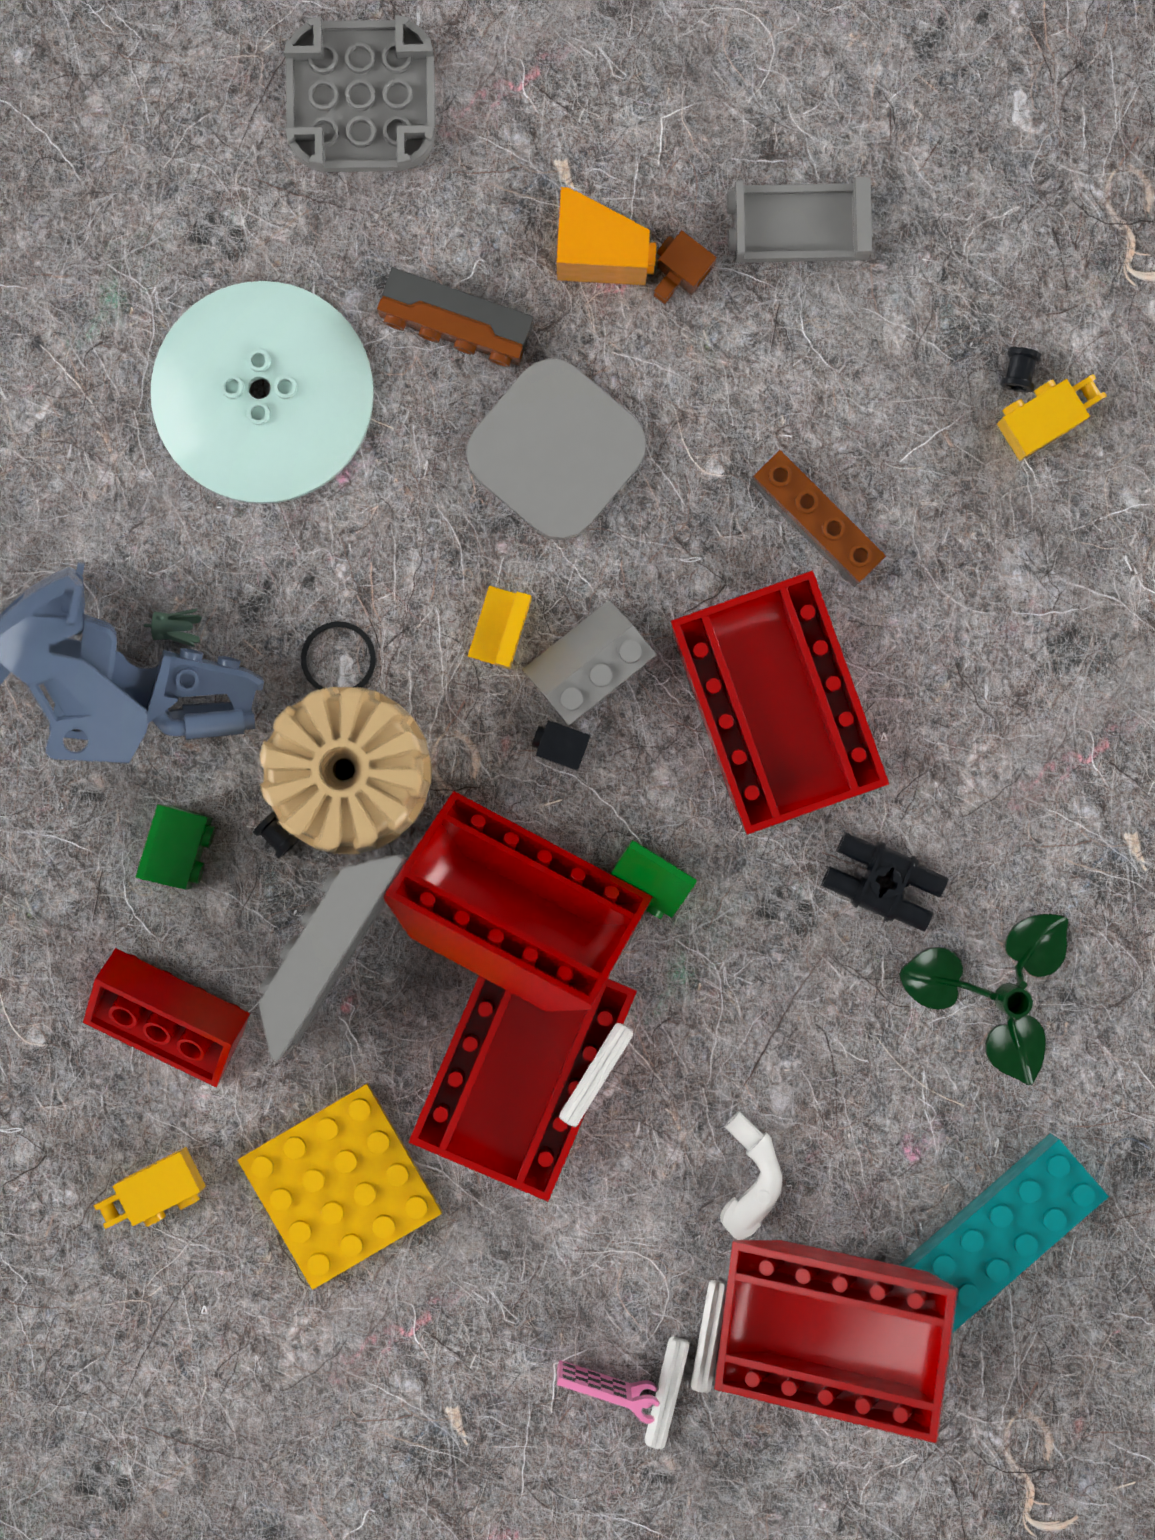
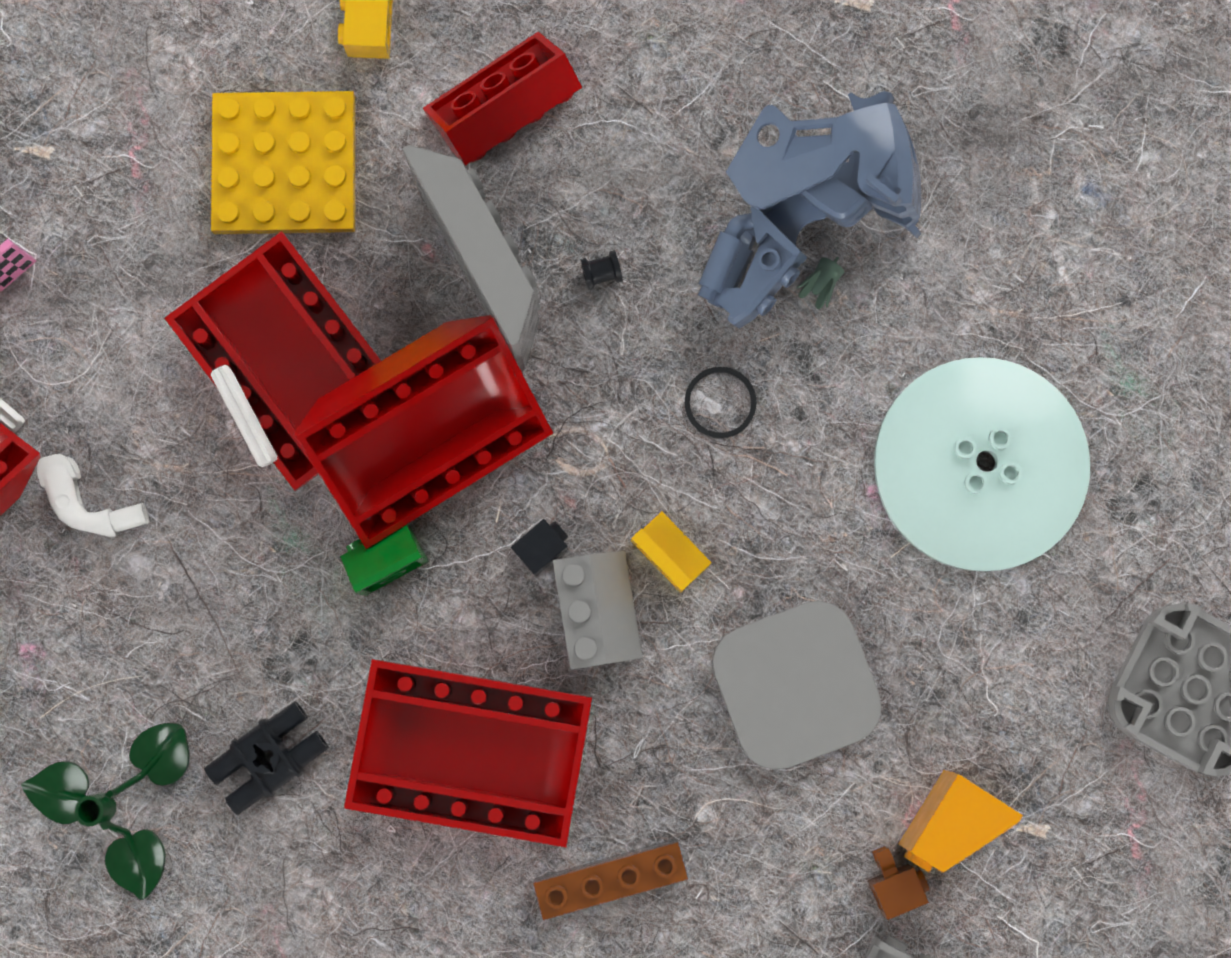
camera: 120 degrees right, 5 degrees down
(175, 847) = (637, 179): green slope -> none
(388, 761) = (609, 388): tan wheel -> none
(455, 317) = (958, 662): piece -> none

